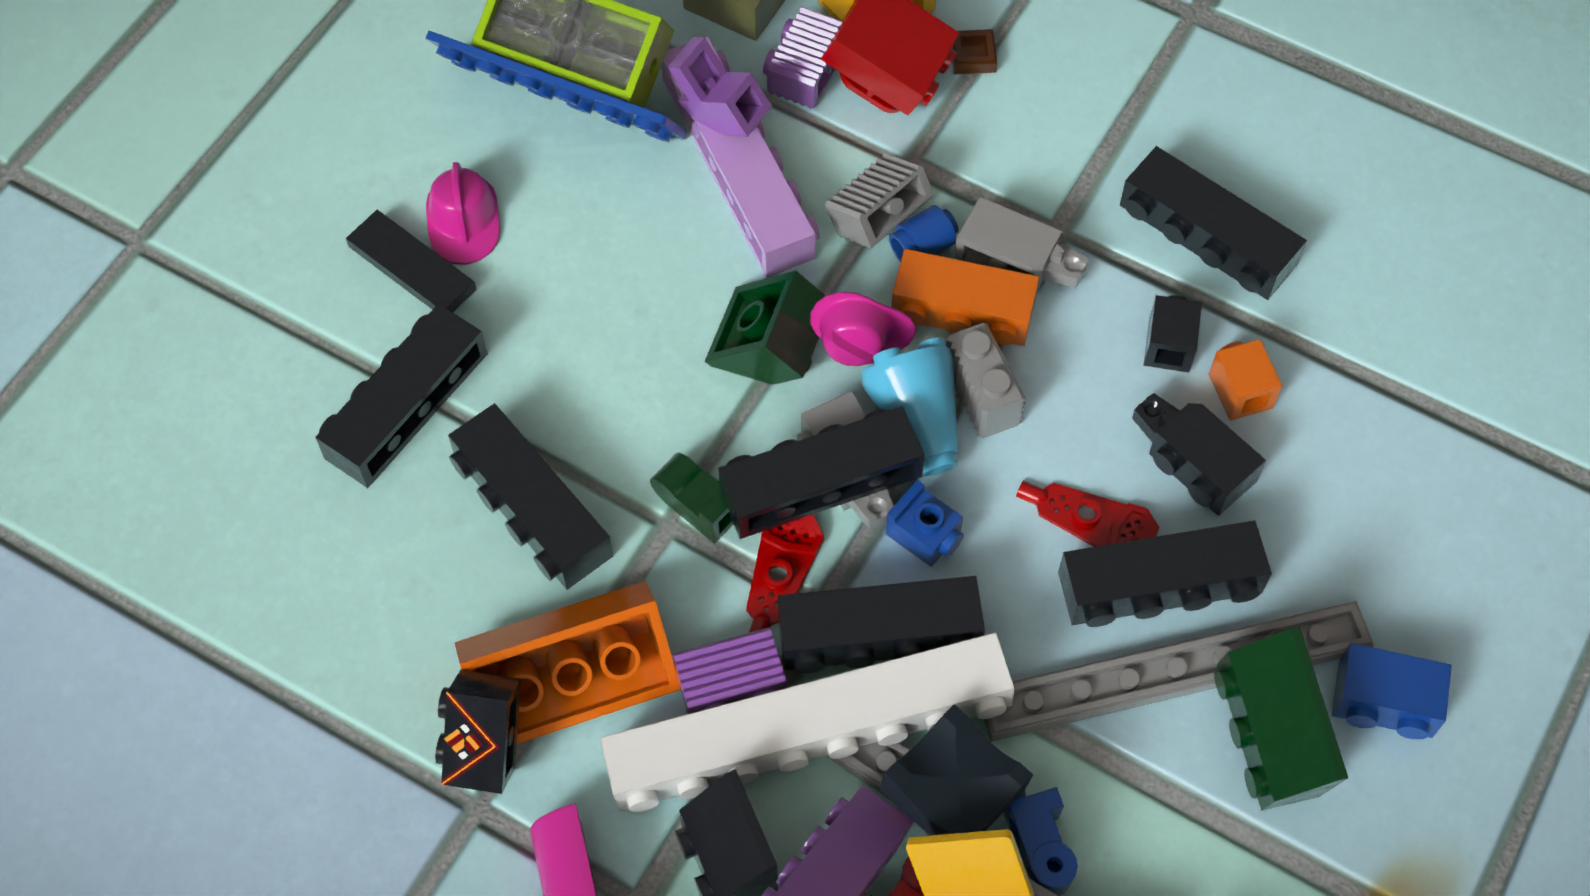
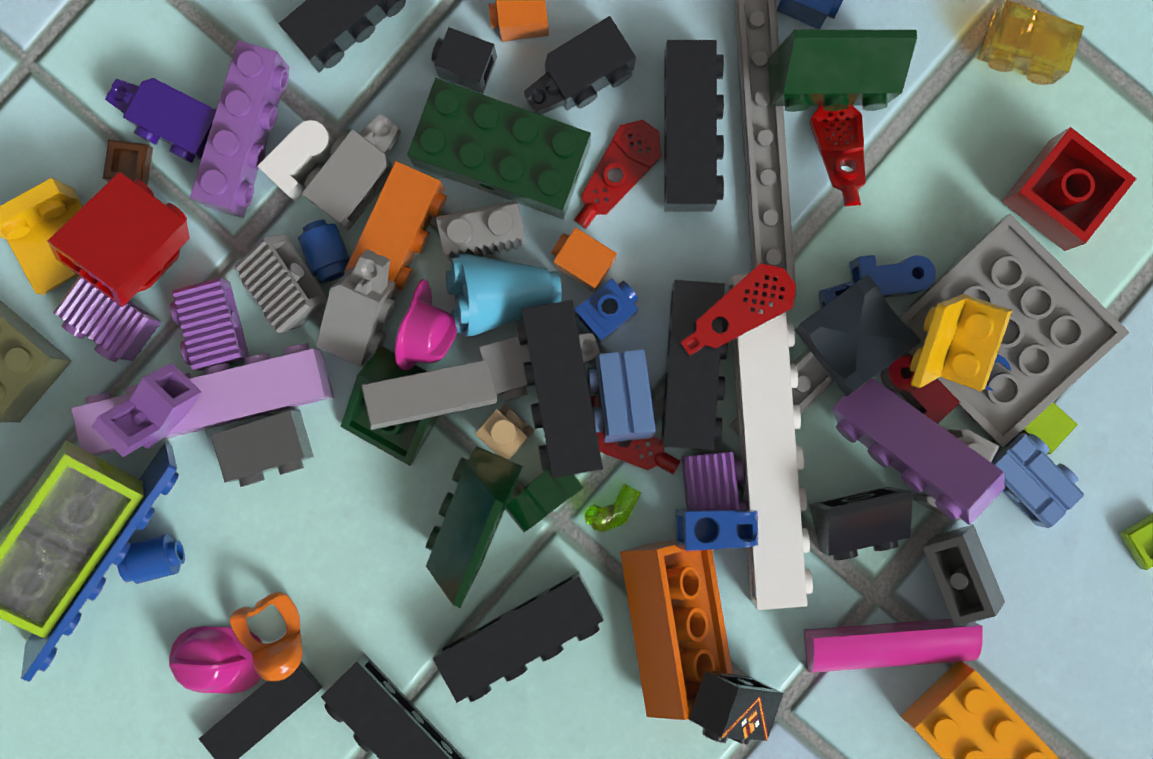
camera: 75 degrees left, 25 degrees up
(471, 262) = (275, 659): none -> orange piece
(562, 135) = (152, 559): none -> blue brick
(654, 414) = (470, 521): none -> dark green slope
(687, 577) = (613, 515): none -> clear neon green arm
(691, 662) = (715, 529): none -> blue leg
(699, 214) = (262, 447): none -> dark grey brick
(756, 431) = (505, 432): none -> tan brick
(788, 340) = (429, 394): none -> light grey tile
(821, 145) = (209, 324): none -> medium lavender brick
(827, 553) = (623, 396): none -> medium blue brick
(867, 263) = (358, 310): none -> light grey hinge
(953, 641) = (738, 313): none -> red piece
(979, 489) = (583, 258): none -> orange brick
(1020, 190) = (297, 155): none -> white leg
(1029, 77) = (164, 115): none -> dark purple hinge
(1034, 137) = (240, 129): none -> medium lavender brick
(1082, 384) = (499, 148): none -> dark green brick
(1192, 753) = (841, 144): none -> red piece

